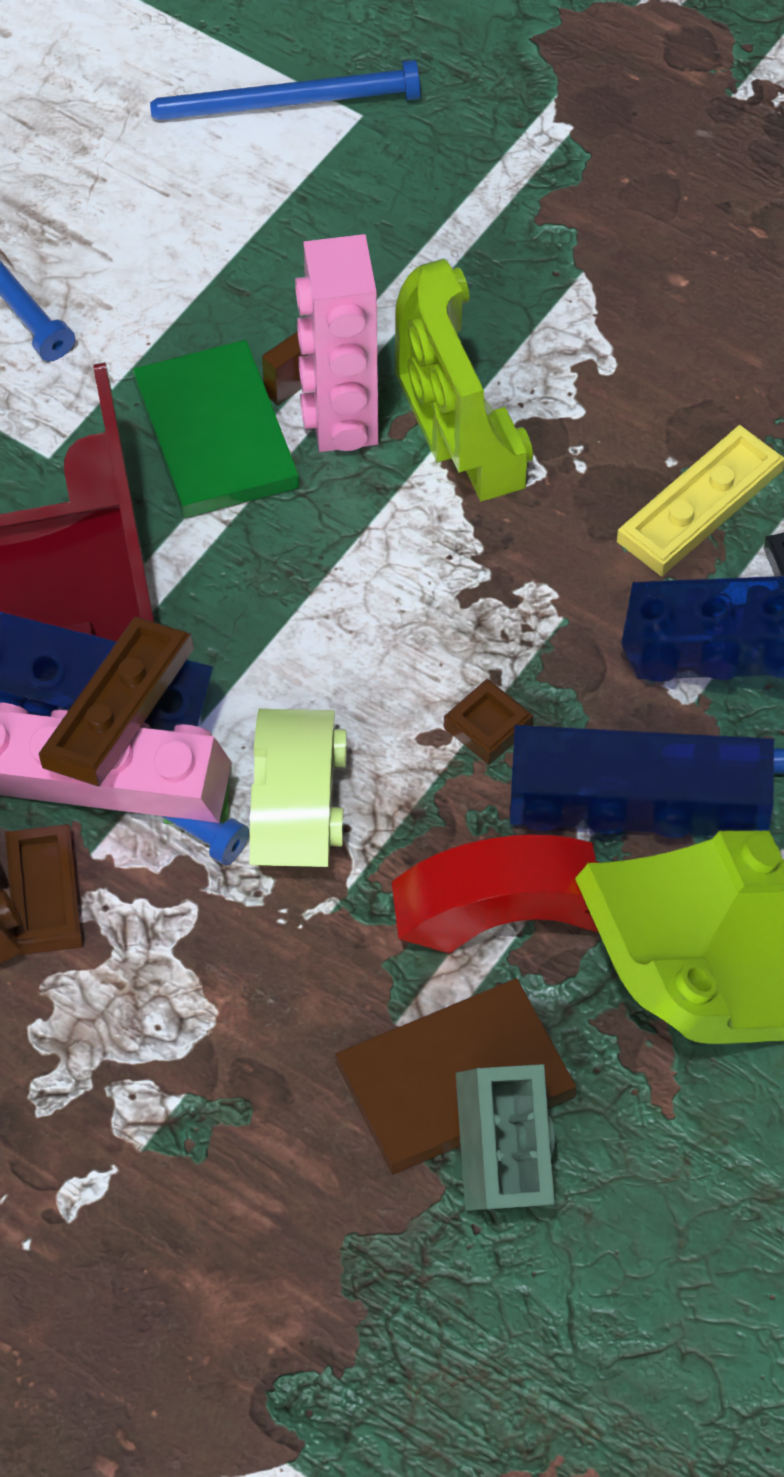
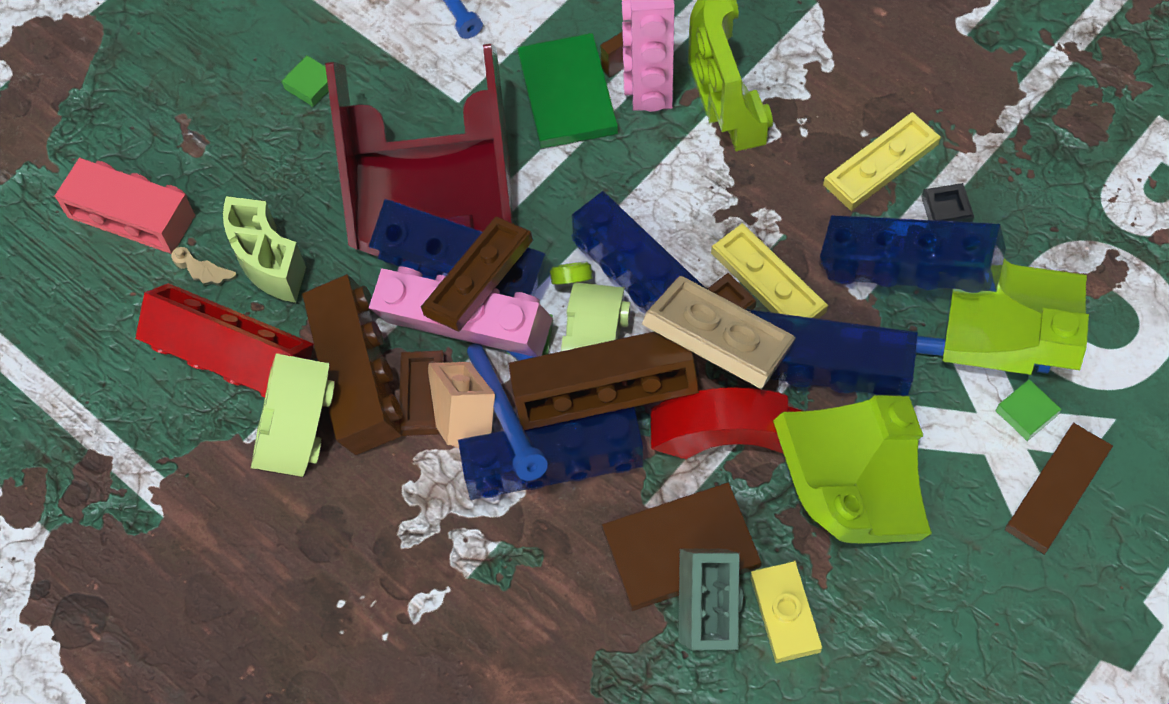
camera: 10 degrees right, 5 degrees up
(108, 897) = (460, 401): none -> light nougat slope
(223, 960) = (529, 461): none -> blue bar
(250, 957) = (572, 451): none -> clear blue brick
(251, 696) = (571, 273): none -> lime tile
(320, 836) = (601, 379): none -> reddish brown brick
(361, 679) = (625, 251): none -> clear blue brick
(485, 755) = (719, 331): none -> tan tile
(542, 676) = (766, 275): none -> light yellow tile
(618, 1154) = (785, 612): none -> light yellow plate

